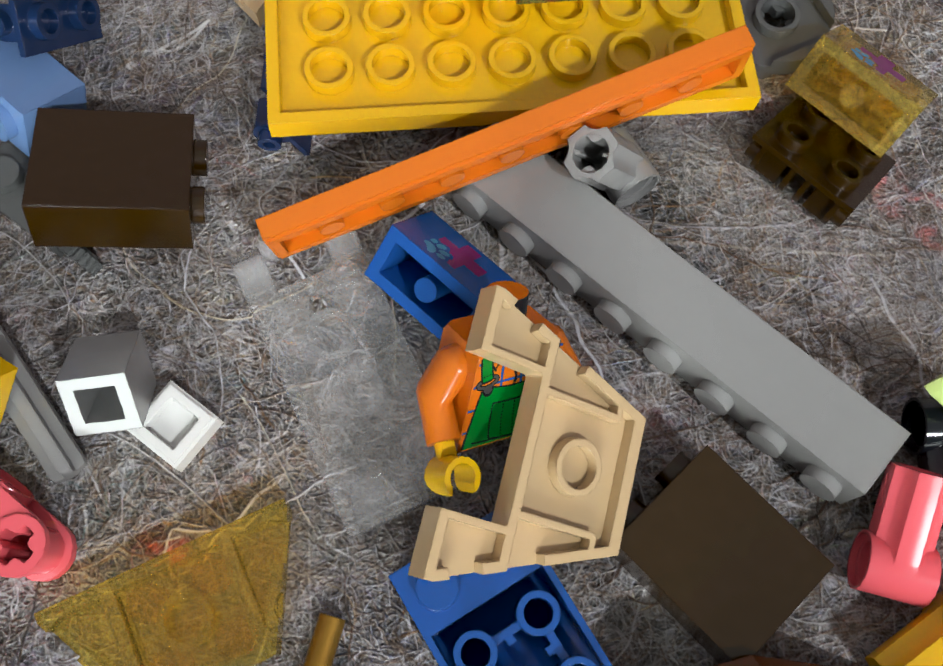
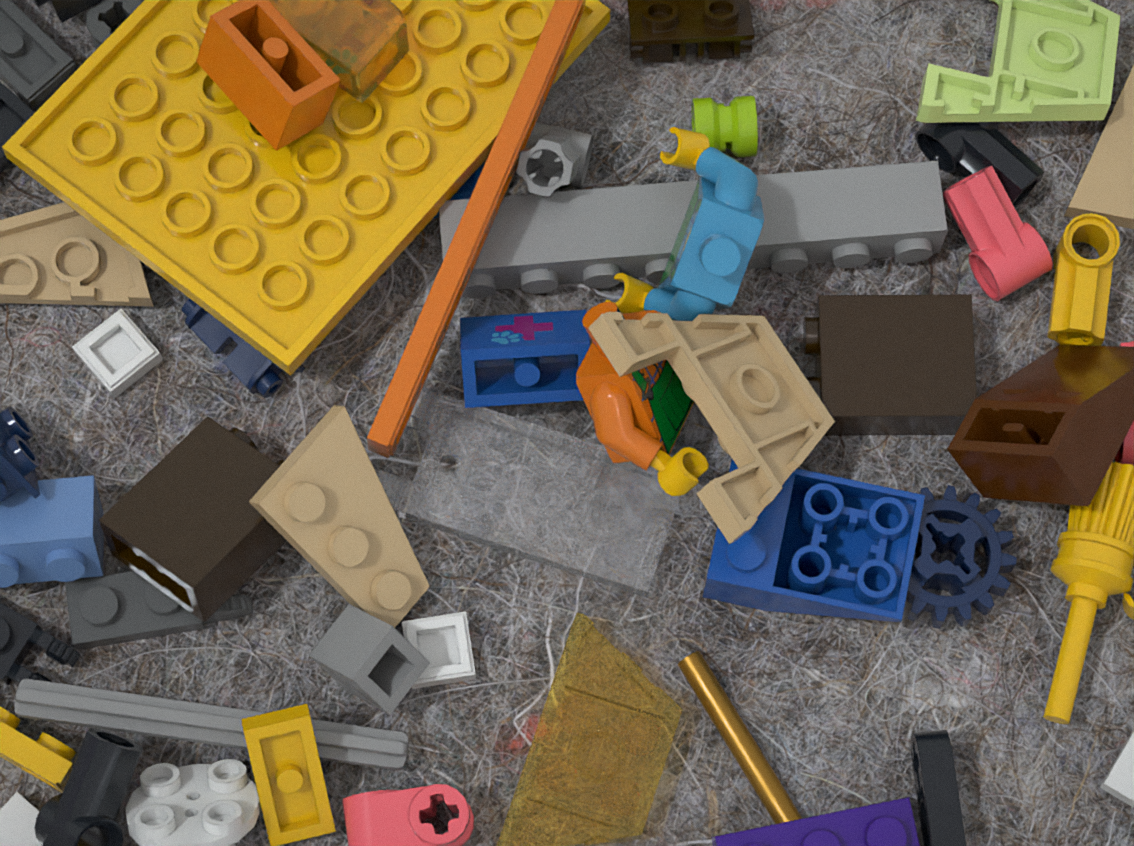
camera: 45 degrees left, 0 degrees up
(187, 267) = (342, 521): none -> tan wing
(206, 35) = (117, 353): none -> white tile
(663, 319) = (712, 240): none -> dark azure torso
(763, 257) = (727, 126): none -> lime wheel

